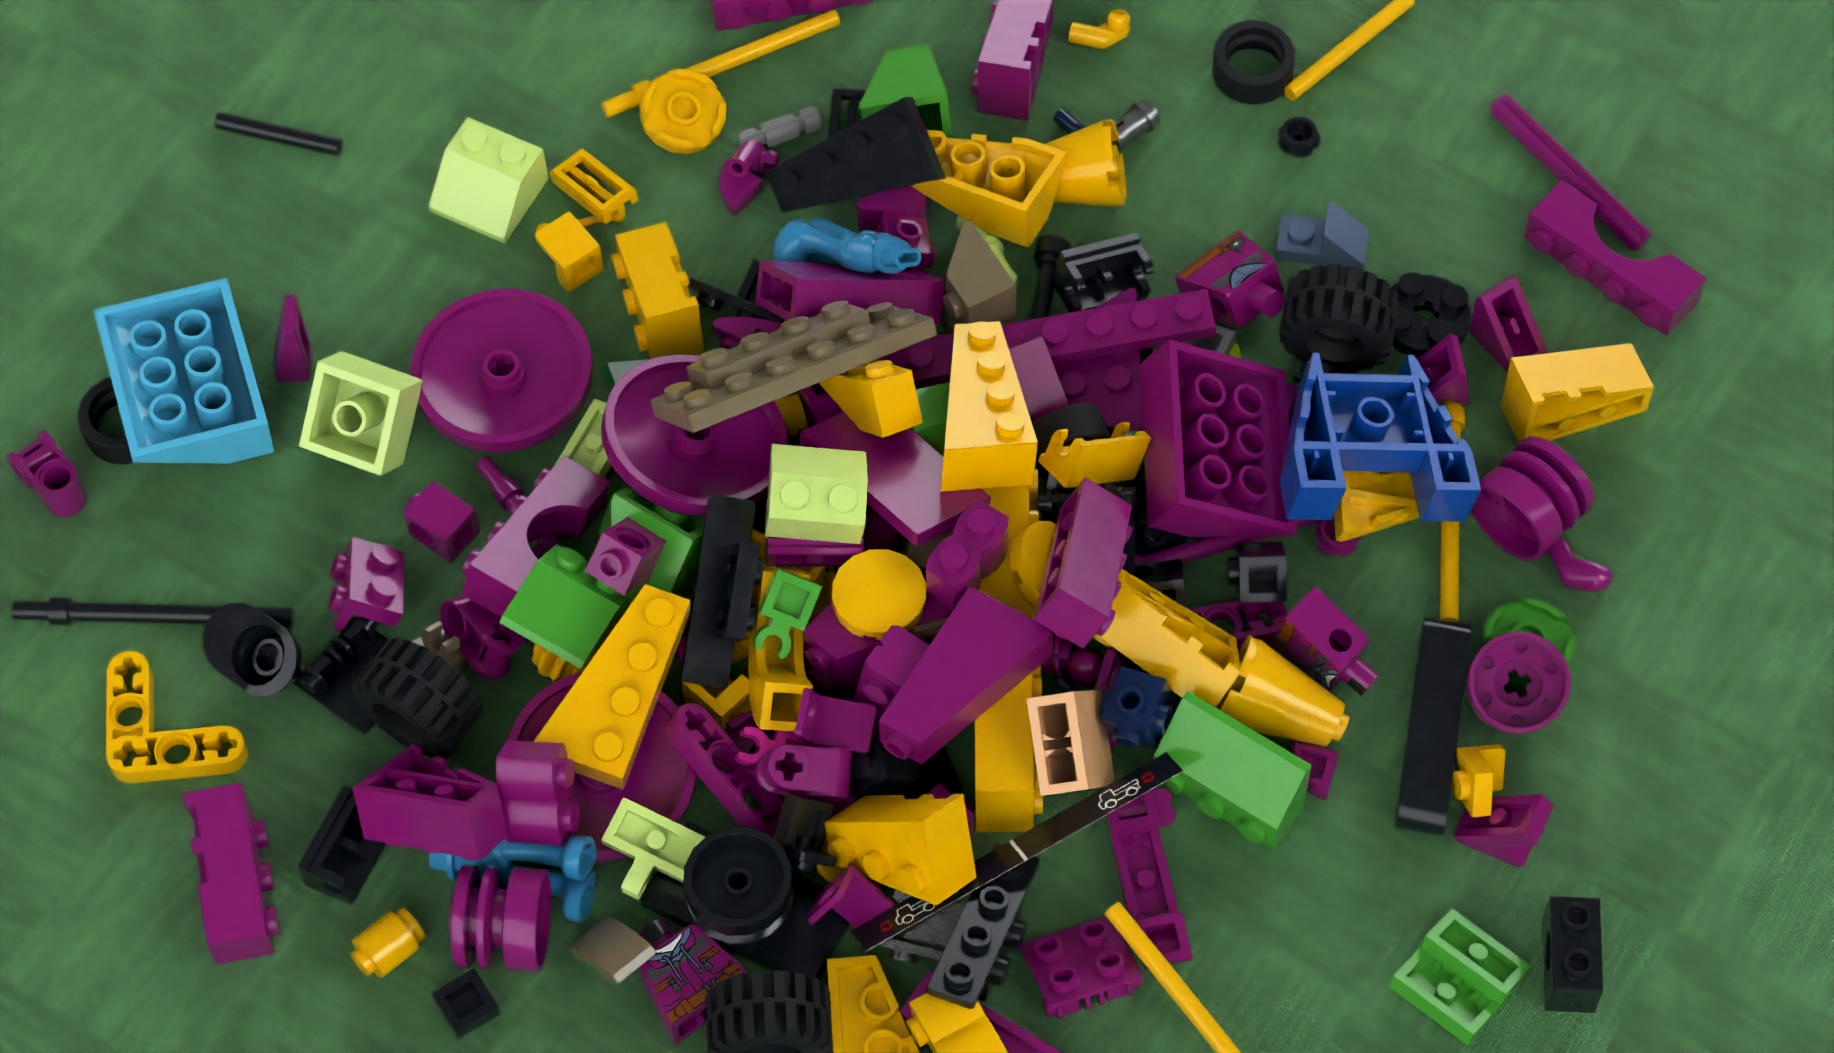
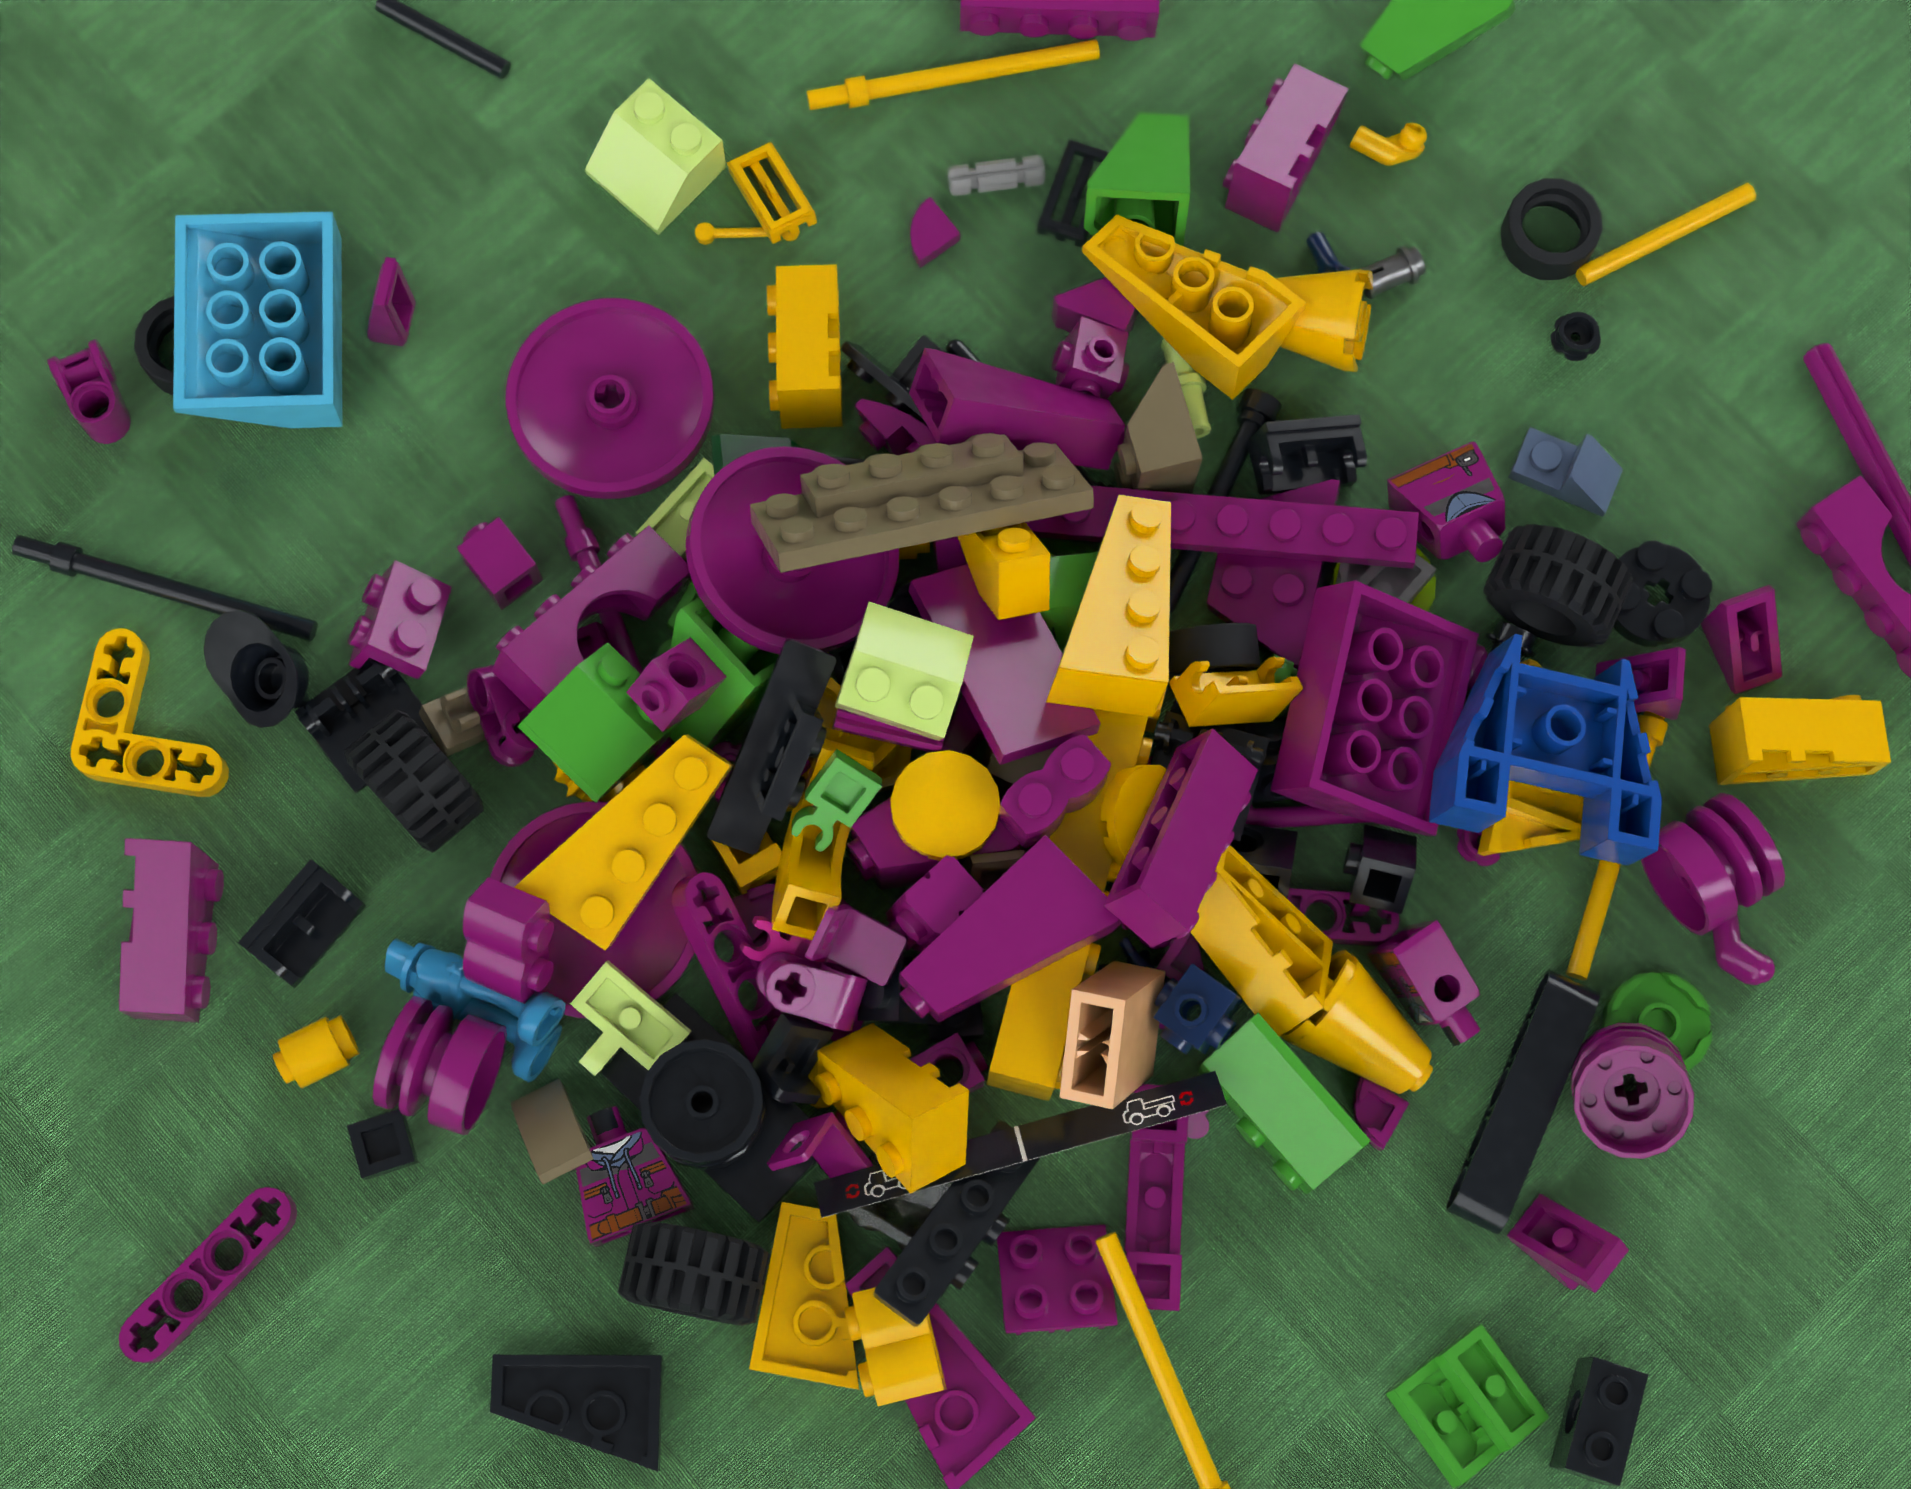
camera: 10 degrees right, 15 degrees up
(360, 413) = (439, 414): yellowish green brick -> none
(430, 807) = (391, 919): magenta wedge -> none
(572, 249) = (723, 268): yellow panel -> none
(682, 111) = (894, 125): yellow tile -> none
(752, 157) = (955, 203): magenta arm -> none
(830, 243) = (1036, 365): dark azure piece -> none
(864, 159) = (1078, 250): black wing -> none
(1037, 377) = (1196, 576): magenta tile -> none
(1478, 774) = (1552, 1181): yellow bracket -> none

